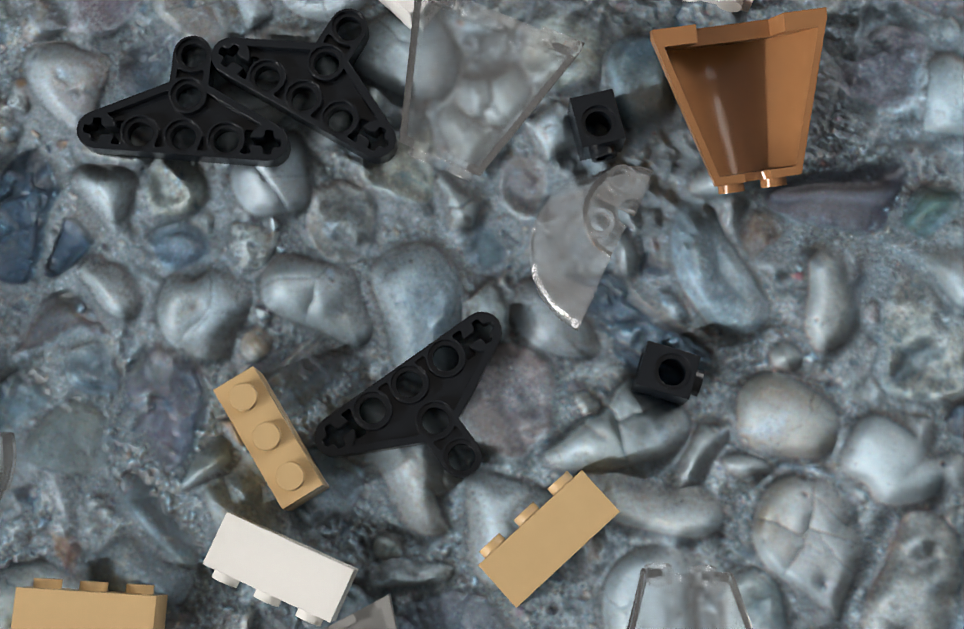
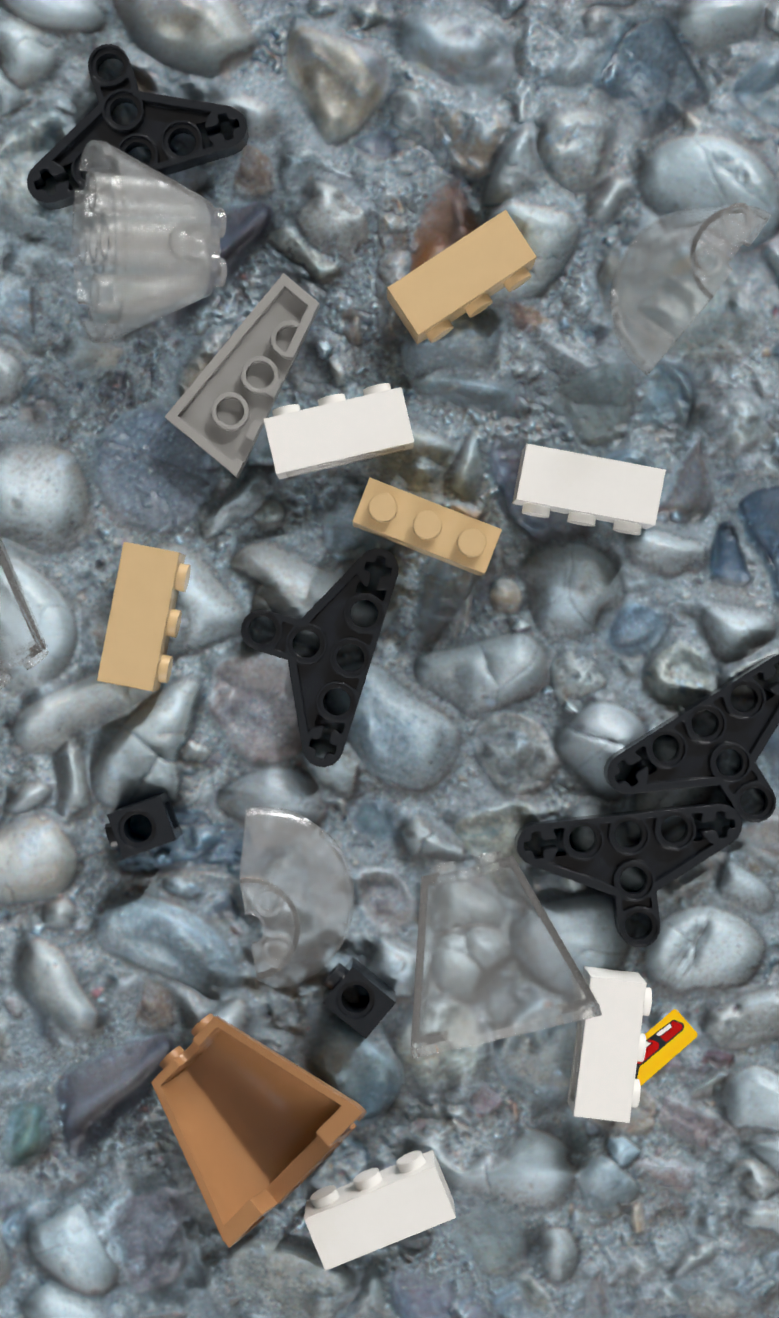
camera: 135 degrees right, 10 degrees up
(126, 376) = (588, 489): none -> white brick

